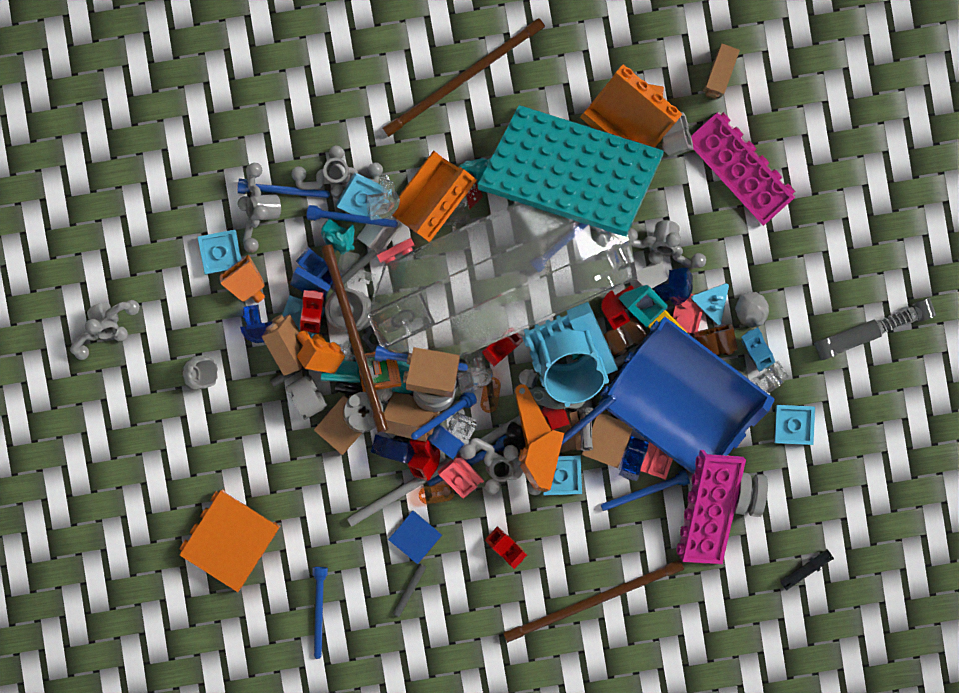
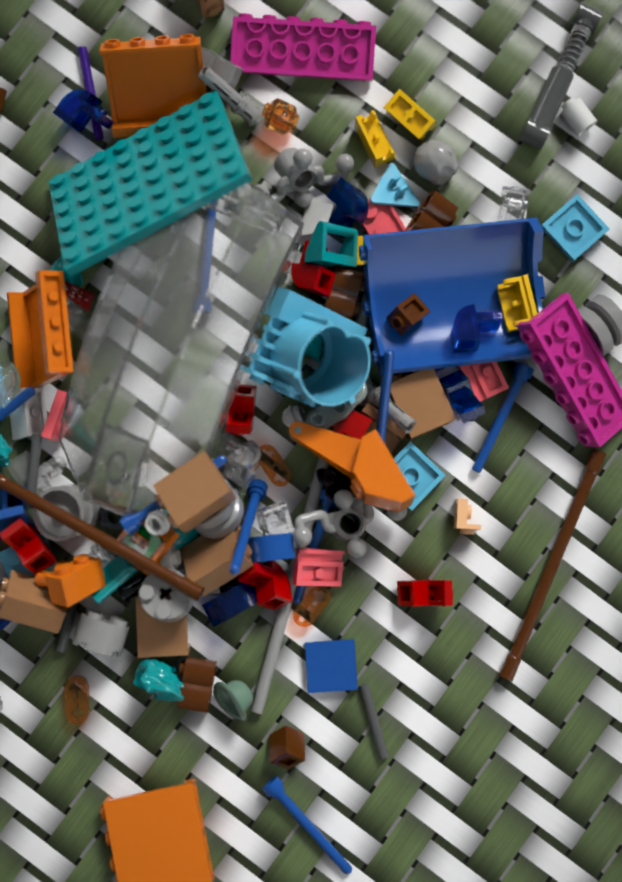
camera: 45 degrees left, 5 degrees down
(253, 416) = (83, 699): none -> clear orange beam
(313, 453) = (158, 679): none -> teal hair
(332, 475) = (197, 683): none -> reddish brown brick
(344, 502) = (233, 698): none -> sand green hat
(348, 558) = (286, 747): none -> reddish brown panel
(396, 368) = (157, 522): none -> white plate
(570, 523) = (462, 512): none -> light nougat bracket
(577, 81) = (78, 109): none -> clear blue brick
(592, 75) = (89, 86): none -> dark purple bar
(648, 383) = (407, 314): none -> reddish brown bracket
(670, 167) = (238, 102): none -> light grey pin
(676, 422) = (469, 326): none -> clear blue brick
(688, 197) = (280, 116): none -> clear orange head
(716, 436) = (516, 301): none -> yellow hinge
(730, 262) = (374, 139): none -> yellow hinge
(757, 349) = (475, 192): dark azure brick -> none
(763, 268) = (410, 115): none -> yellow hinge
(861, 361) = (578, 116): none -> white brick

